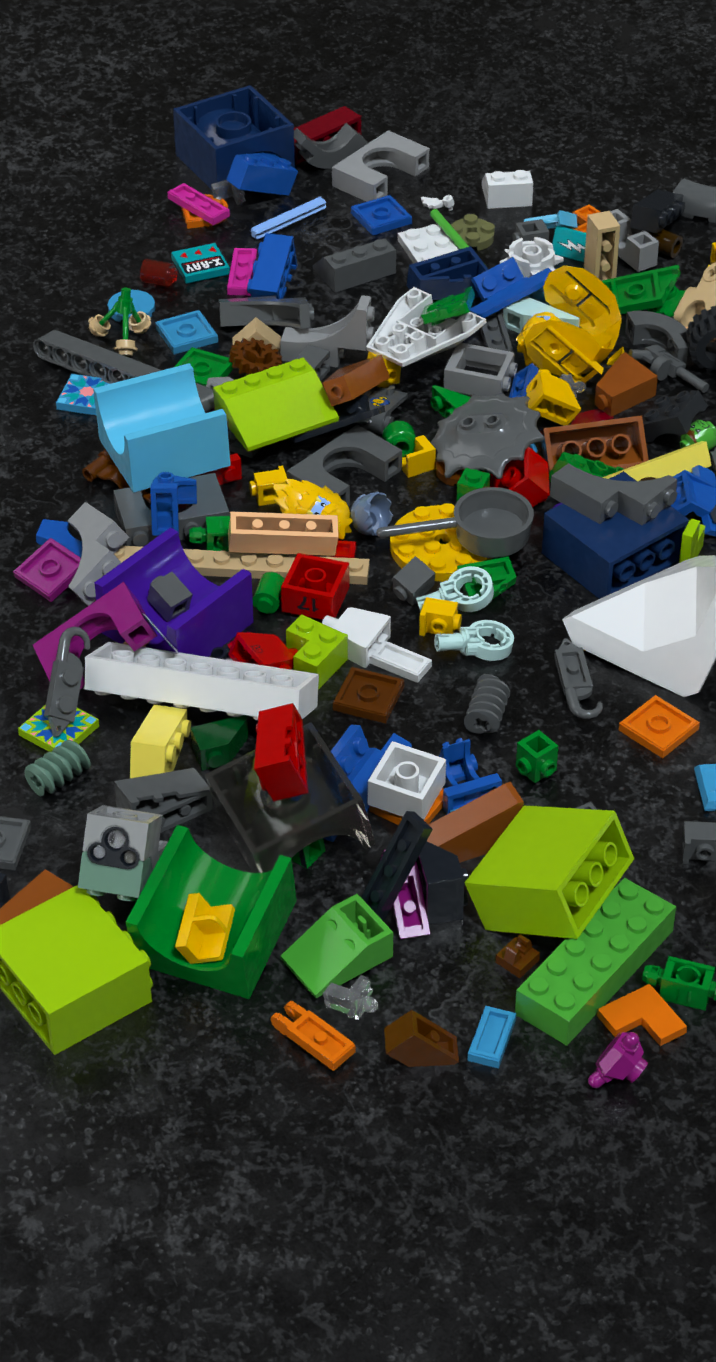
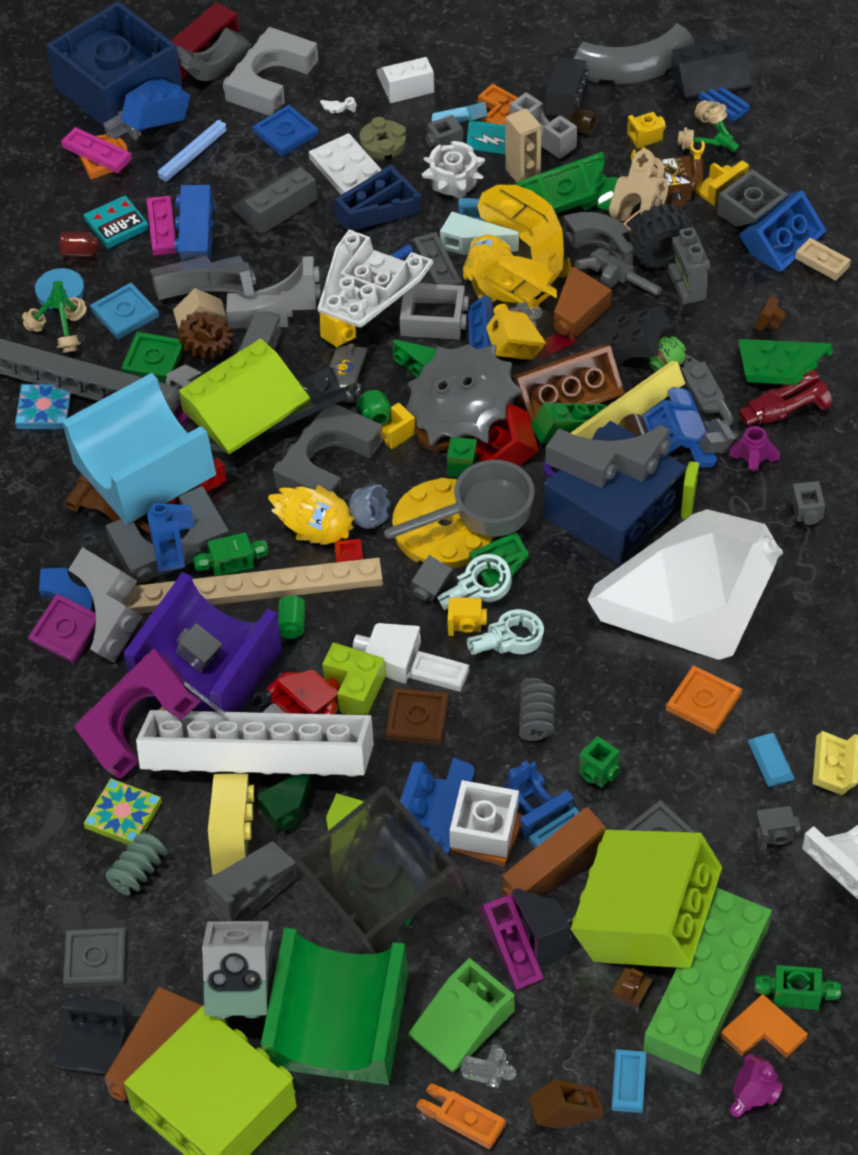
camera: 10 degrees left, 10 degrees up
(65, 682) = (122, 770): dark grey plate -> none
(204, 930) = (335, 1029): yellow panel -> none
(263, 485) = (258, 487): yellow brick -> none
(281, 752) = (366, 828): red wedge -> none
(283, 533) = (290, 550): light nougat brick -> none
(315, 586) = (336, 603): red brick -> none
(355, 380) = (316, 351): dark orange slope -> none
(396, 863) = (501, 923): black plate -> none
(448, 229) = (366, 146): bright green bar -> none
(448, 307) = (392, 252): green wing -> none
(504, 286) = (436, 207): blue plate -> none
(575, 678) = (612, 661): dark grey plate -> none

